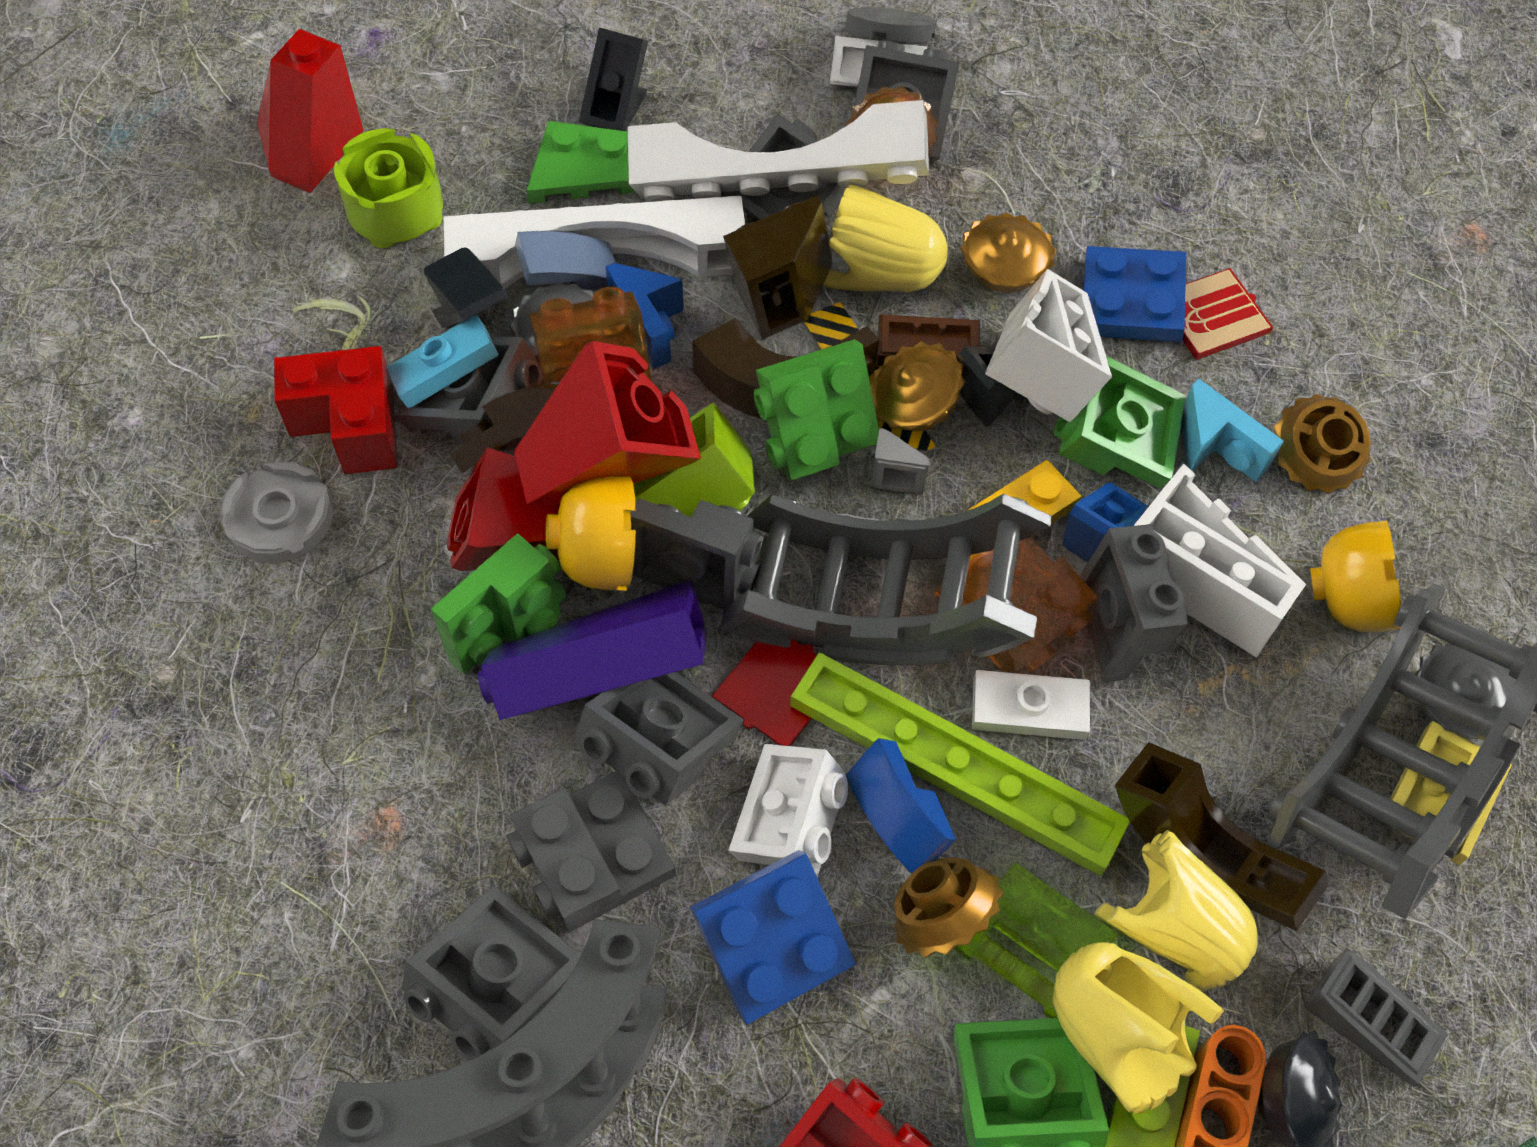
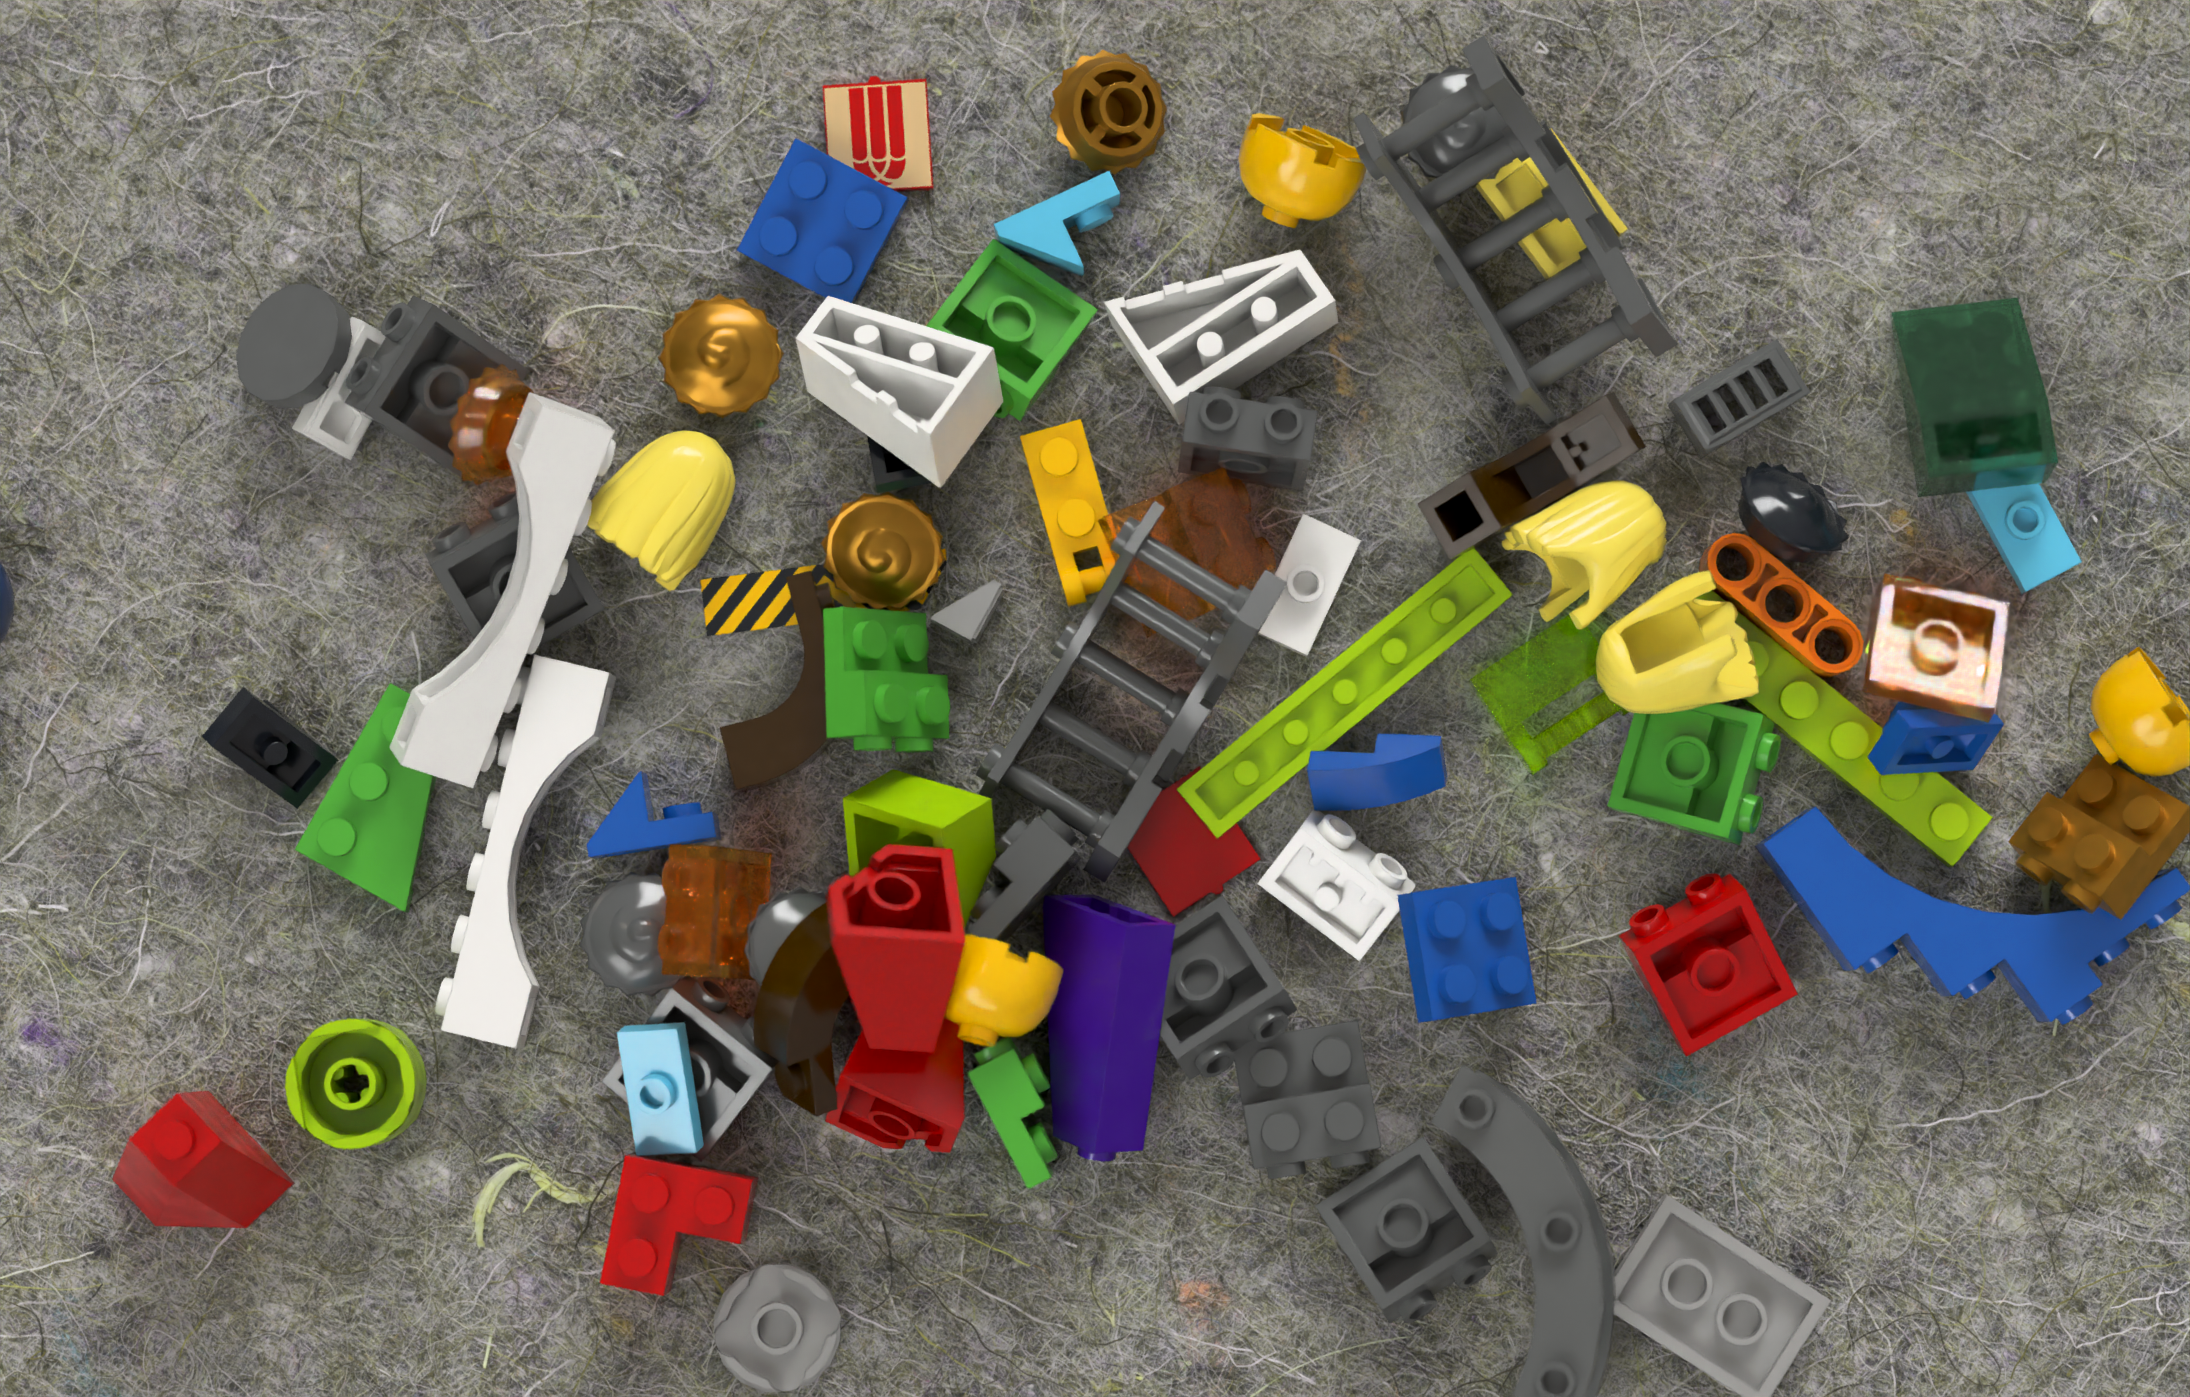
camera: 65 degrees left, 25 degrees up
(462, 287) = (580, 1035): black slope -> none
(563, 257) = (553, 897): sand blue slope -> none
(781, 265) = (672, 651): dark brown slope -> none
(908, 331) = (811, 495): reddish brown plate -> none
(945, 905) = (1498, 770): pearl gold piece -> none
(1097, 513) = (1127, 404): blue slope -> none

